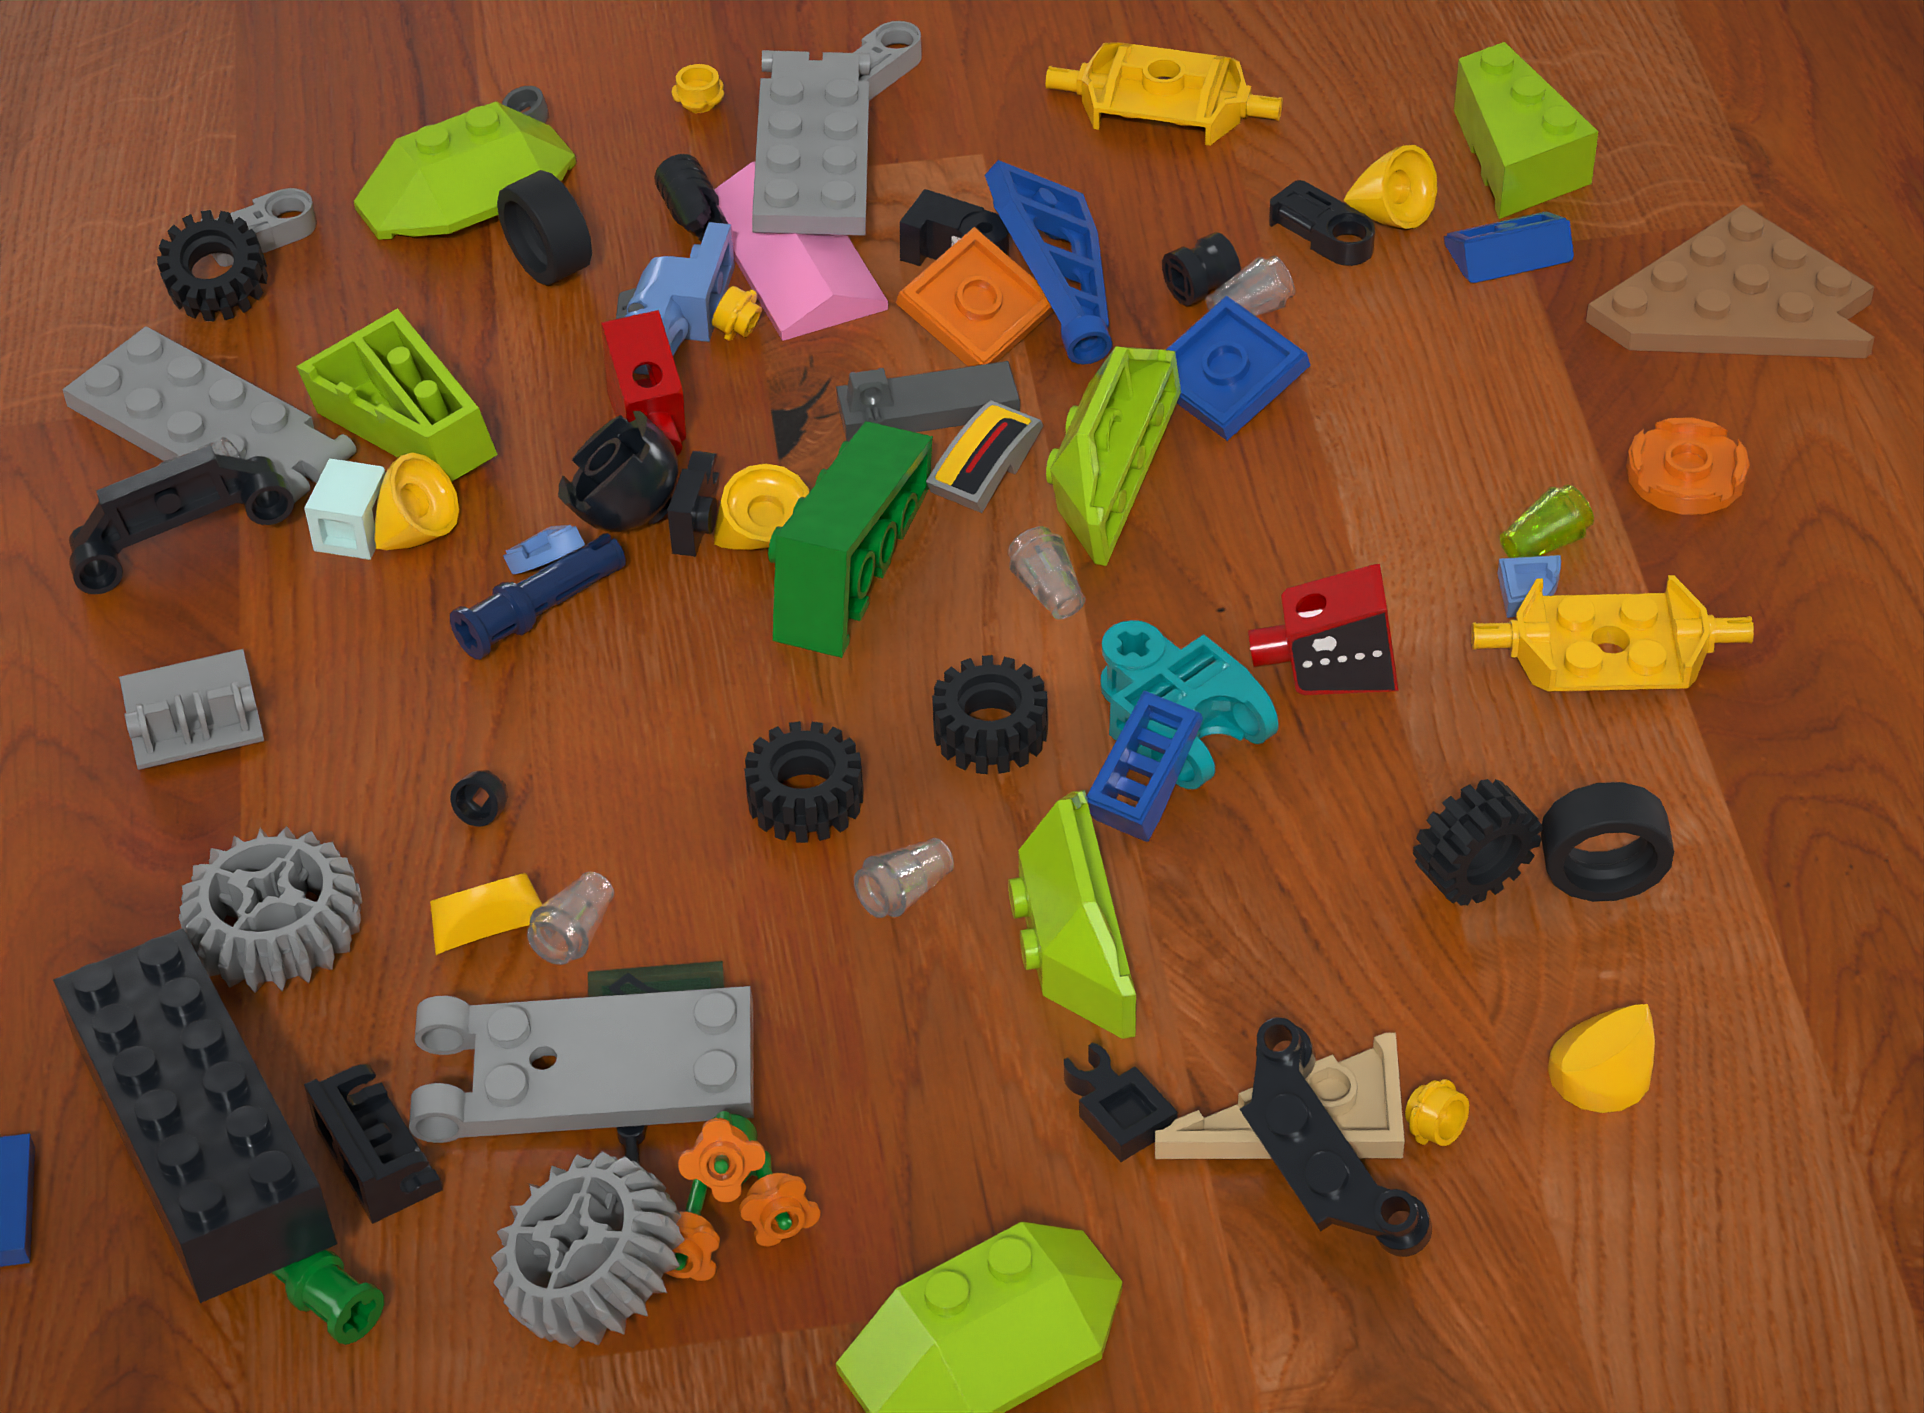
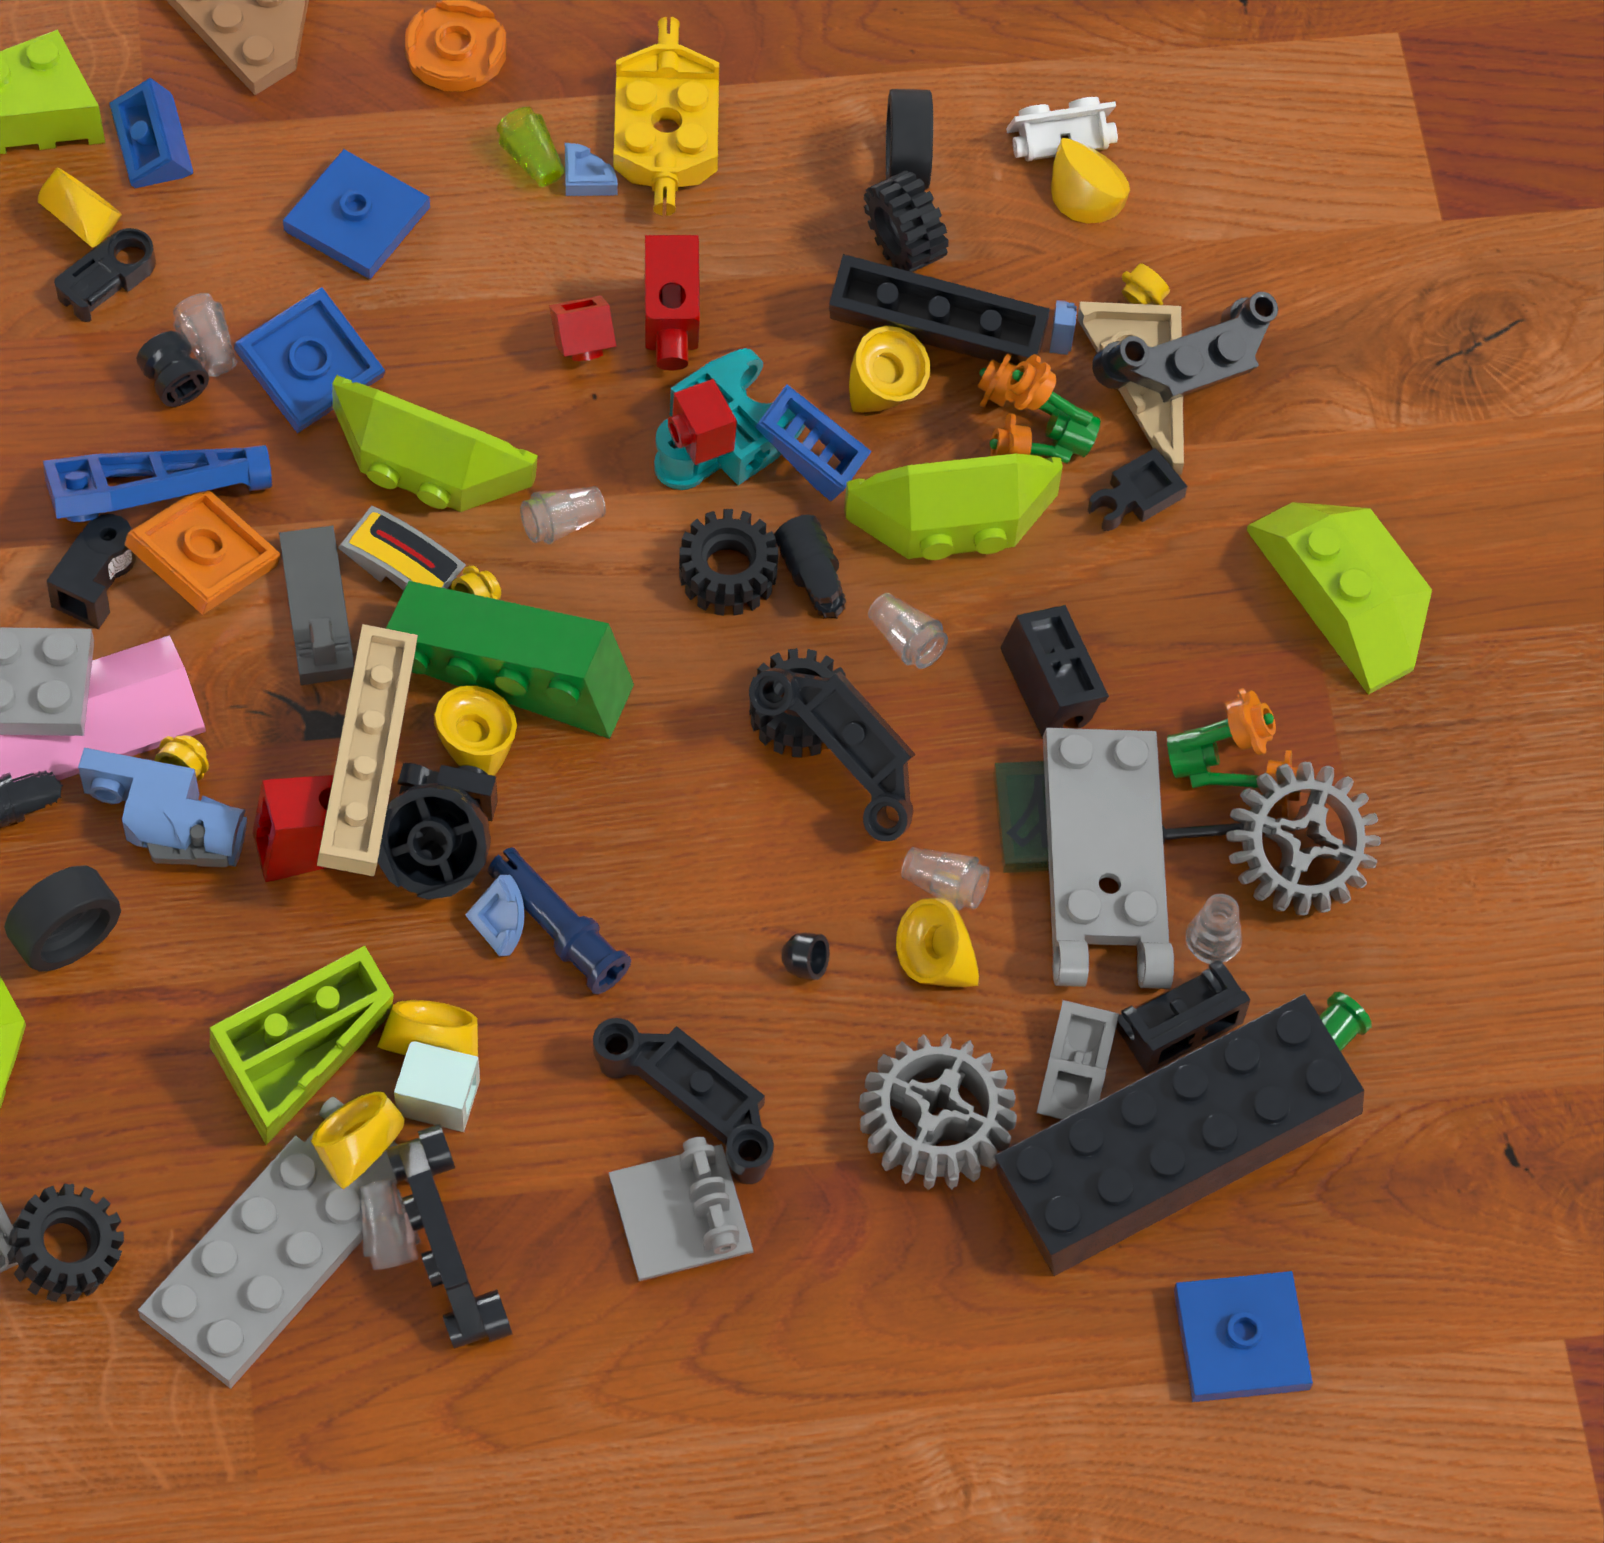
camera: 95 degrees left, 15 degrees up
(286, 439) = (357, 1136): none -> yellow piece
(312, 1044) = (1077, 1060): none -> light grey slope
(324, 714) = (696, 1085): none -> black plate
(478, 1169) = (1215, 930): none -> clear cone
(700, 388) = (367, 751): none -> tan plate
(720, 810) = (853, 734): none -> black plate
(843, 1001) = (1053, 668): none -> black hinge
(941, 512) = (477, 583): none -> yellow plate
(987, 787) = (812, 563): none -> black hinge
(1137, 639) = (702, 422): none -> red plate
(1168, 968) = (1033, 387): none -> plant
(1273, 843) = (887, 369): none -> yellow piece
(1286, 560) = (583, 328): none -> red plate
(1346, 883) = (937, 311): none -> black brick
(1365, 1017) = (1063, 327): none -> medium blue tile
(1433, 400) = (356, 214): none -> blue plate
(1692, 1047) = (1042, 128): none -> white hinge

